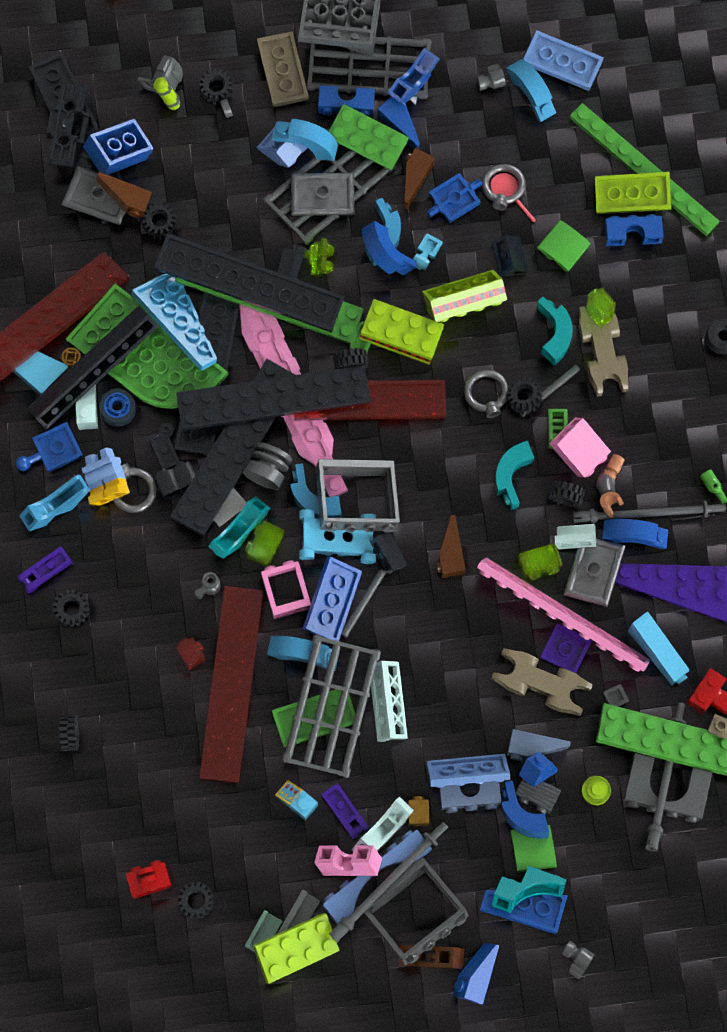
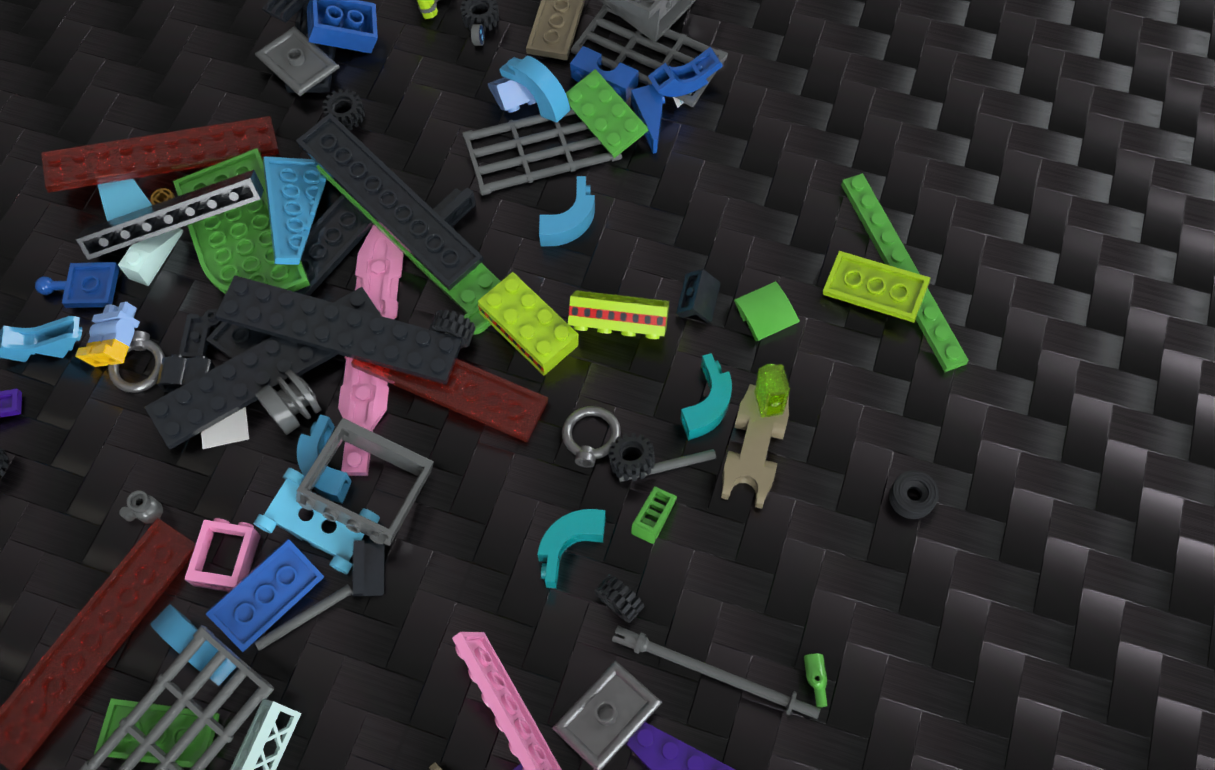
camera: 30 degrees right, 10 degrees down
(115, 397) = (178, 271): wheel -> none
(128, 196) = (323, 72): reddish brown slope -> none
(191, 652) = (68, 579): clear red brick -> none
(239, 529) = (204, 465): teal arch -> none
(265, 543) = (234, 490): clear neon green brick -> none
(317, 257) = (492, 203): clear neon green hips -> none
(322, 194) = (526, 150): flat silver piece -> none
(383, 252) = (552, 228): blue arch -> none
(417, 169) = (641, 168): reddish brown slope -> none
(429, 248) = (610, 249): medium azure plate -> none
(451, 557) = (441, 603): reddish brown slope -> none
(454, 197) = (667, 211): blue plate -> none
(494, 79) = (774, 113): dark grey piece -> none
(500, 200) = (718, 235): flat silver piece -> none
(507, 185) = (732, 225): coral piece -> none
(534, 87) = (814, 135): dark azure arch -> none
(540, 561) = (543, 669): clear neon green brick -> none
(563, 60) = (861, 124): medium blue plate -> none
(576, 536) = (605, 659): light aqua panel -> none
(580, 447) = (666, 549): bright pink brick -> none
(606, 482) = (677, 610): nougat piece -> none
(635, 531) = (685, 691): blue arch -> none
(648, 227) = (876, 330): blue arch -> none

